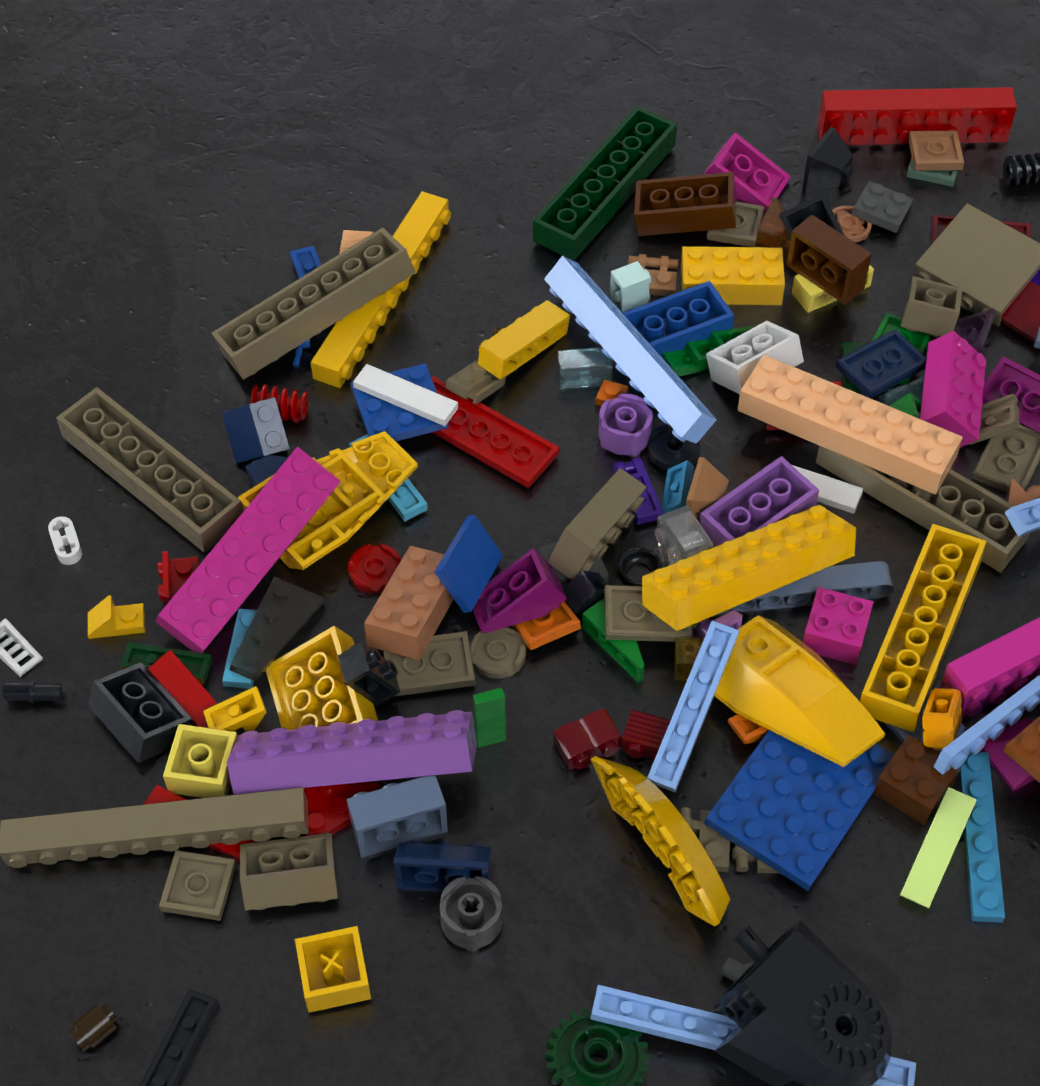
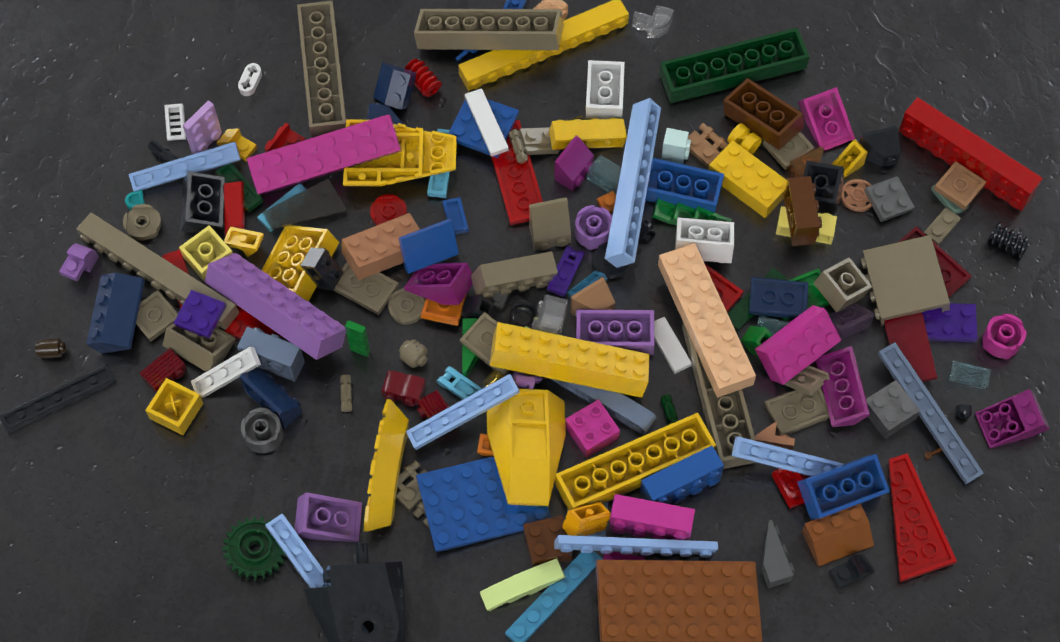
camera: 40 degrees right, 10 degrees up
(37, 892) = (78, 260): none -> medium lavender brick
(43, 772) = (134, 198): none -> teal tile
(66, 623) = (202, 128): none -> lavender plate
(72, 773) = (145, 231): none -> dark tan plate
(75, 687) = (178, 168): none -> light blue tile
(147, 915) = (115, 312): none -> dark blue slope
(269, 830) = (200, 314): none -> dark purple plate
(275, 940) = (165, 366): none -> dark red brick
(365, 874) = (226, 372): none -> white plate
(450, 516) = (454, 211): none -> blue tile
(464, 401) = (518, 146): none -> dark tan axle
(480, 197) = (654, 25): none -> clear brick
(497, 286) = (605, 89): none -> white brick
(524, 797) = (346, 396): none -> dark tan axle
(540, 379) = (573, 164): none -> magenta slope
(562, 693) = (413, 353): none -> dark tan head
(581, 450) = (549, 224): none -> dark tan slope
(647, 952) = (327, 518): none -> medium lavender slope
(650, 689) = (461, 386): none -> medium azure plate
(697, 238) = (743, 137): none -> yellow wheel
(810, 185) = (851, 158): none -> yellow slope
(893, 551) = (669, 408): none -> dark green axle
(953, 196) = (942, 226): none -> dark tan plate
(988, 599) = (683, 478): none -> blue brick

